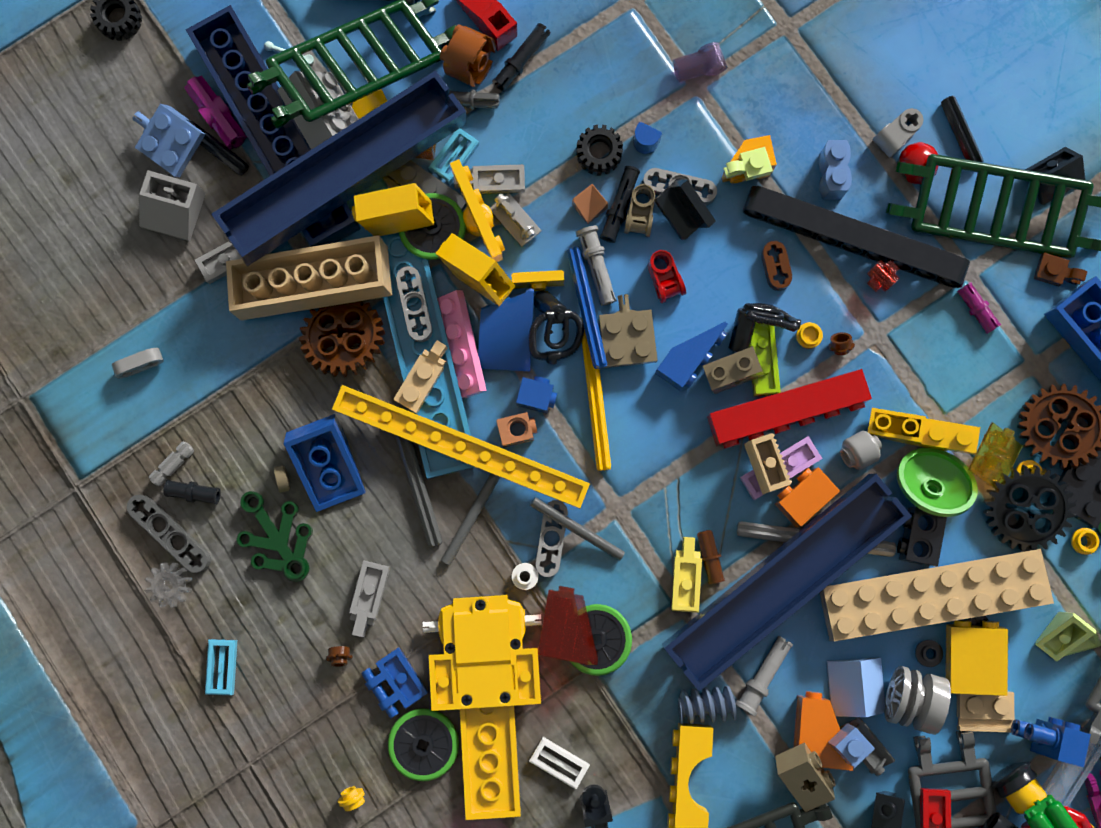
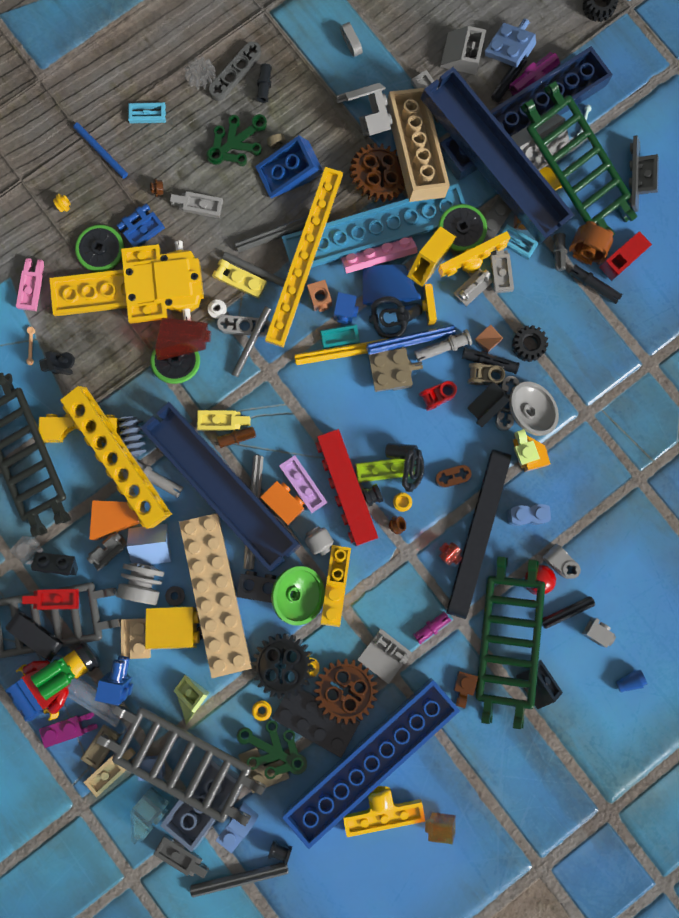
camera: 80 degrees right, 0 degrees up
(171, 463) = (283, 68): light grey axle -> none
(269, 334) = (379, 119): none -> light grey piece
(273, 739) = (100, 150): none -> blue bar
(393, 210) = (469, 195): yellow brick -> none
(403, 287) = (407, 211): light grey beam -> none
(422, 378) = (352, 227): tan hinge -> none
(482, 541) = (239, 279): none -> light yellow plate
(539, 750) = (89, 356): white tile -> none
(574, 406) = (339, 336): none -> teal tile
(646, 138) = (541, 375): blue brick -> none
(684, 358) = (377, 411): blue slope -> none
(693, 150) = (533, 408): none -> light grey dish
(707, 61) = (605, 418): clear purple piece -> none
(726, 727) = (136, 477): none -> yellow brick
(733, 370) = (371, 445): dark tan brick -> none
(767, 463) = (303, 469): tan brick -> none
(800, 374) = (372, 495): none -> black wheel
(805, 777) = (83, 503): dark tan brick -> none
(851, 745) = (105, 534): medium blue brick -> none
(990, 94) = (599, 633): none -> light grey brick
(995, 455) = (321, 639): clear yellow hinge -> none
(1015, 372) = (384, 656): none -> light grey hinge
(1053, 58) = (632, 681): none -> blue cone

